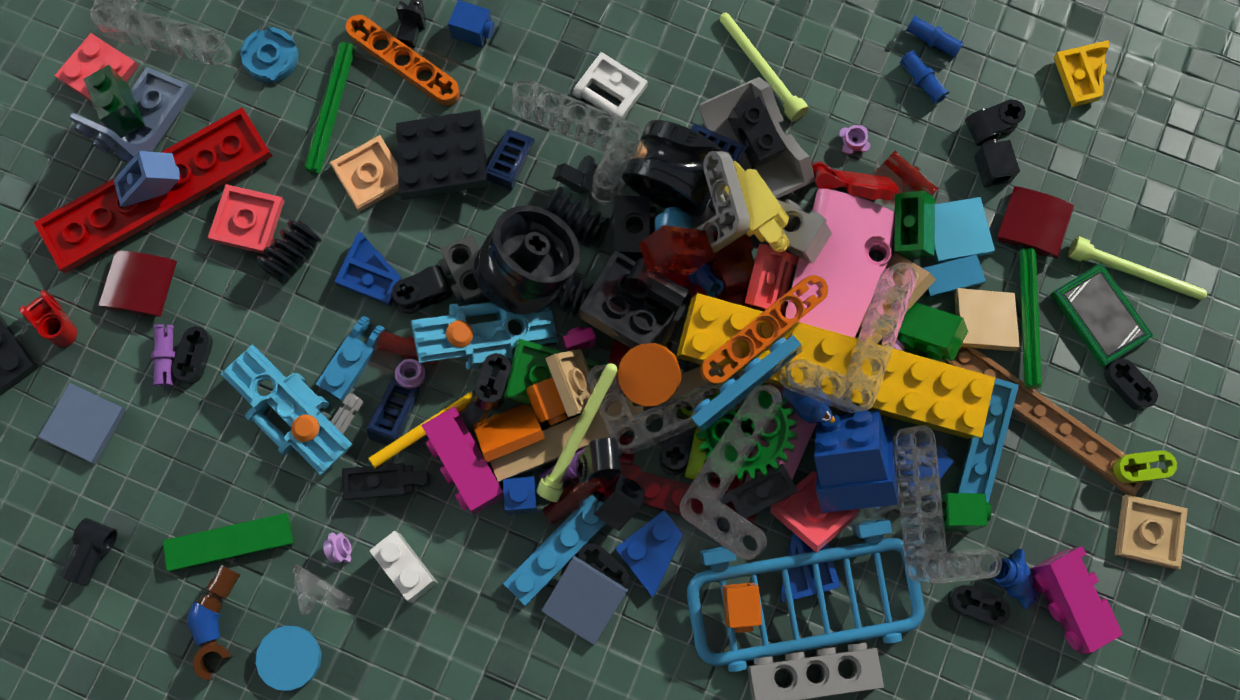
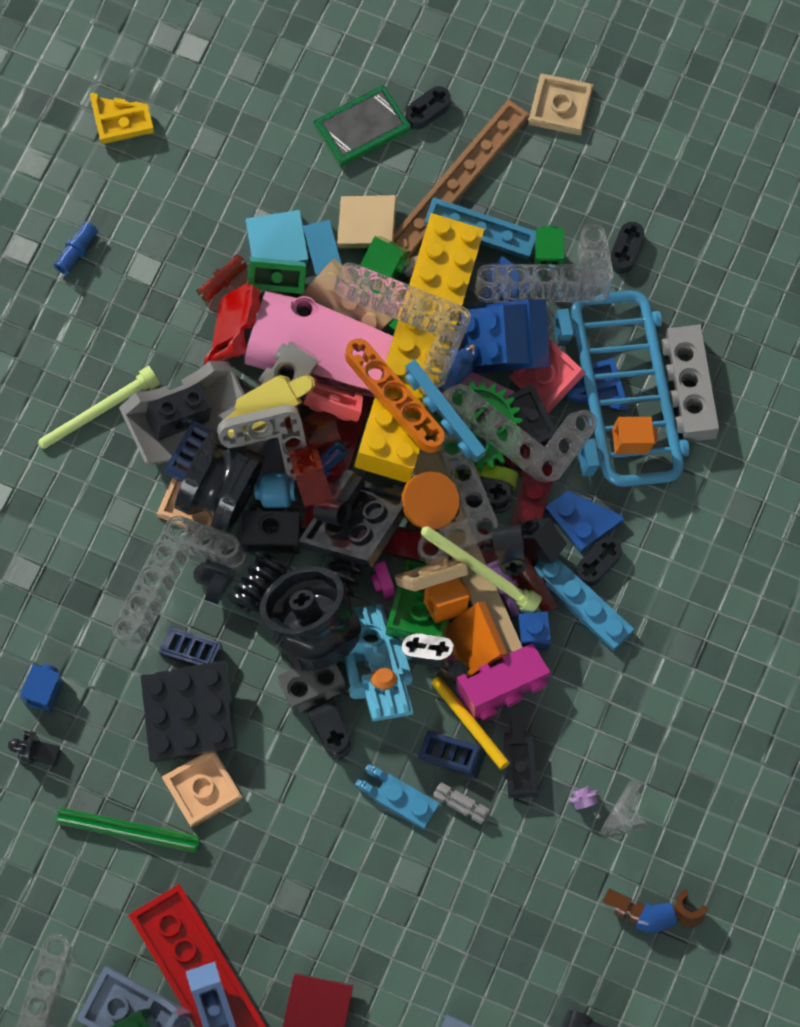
camera: 85 degrees left, 5 degrees down
(163, 355) = (393, 978): medium lavender pin -> none
(192, 355) = (394, 944): black beam -> none
(228, 542) = (578, 904): green tile -> none
(246, 219) = (250, 905): coral plate -> none
(269, 55) = (64, 896): dark azure tile -> none
(287, 250) = (287, 859): black piece -> none
(288, 658) = (685, 841): dark azure tile -> none
(295, 403) = (444, 842): medium azure piece -> none
(367, 272) = (310, 782): blue wing -> none
(399, 345) = (388, 742): clear red pin -> none
(403, 567) = (601, 735): white brick -> none
(406, 367) = (410, 731): lavender plate -> none
(408, 72) = (72, 772): orange beam -> none
(584, 600) = (628, 575): sand blue tile -> none
(613, 79) = (111, 546): white plate -> none
(858, 132) = (176, 321): lavender plate -> none
(924, 77) = (119, 260): blue pin -> none
(995, 121) = (170, 202): black piece -> none
(996, 163) = (212, 201): black brick -> none
(1017, 579) = (604, 213): blue animal -> none
(1030, 319) = (365, 184): green axle -> none
(1036, 221) = (271, 172): dark red slope -> none
(1075, 601) = (621, 169): dark pink wedge -> none
(1082, 250) = (300, 135): yellowish green piece -> none
(1144, 460) = (510, 102): lime beam -> none

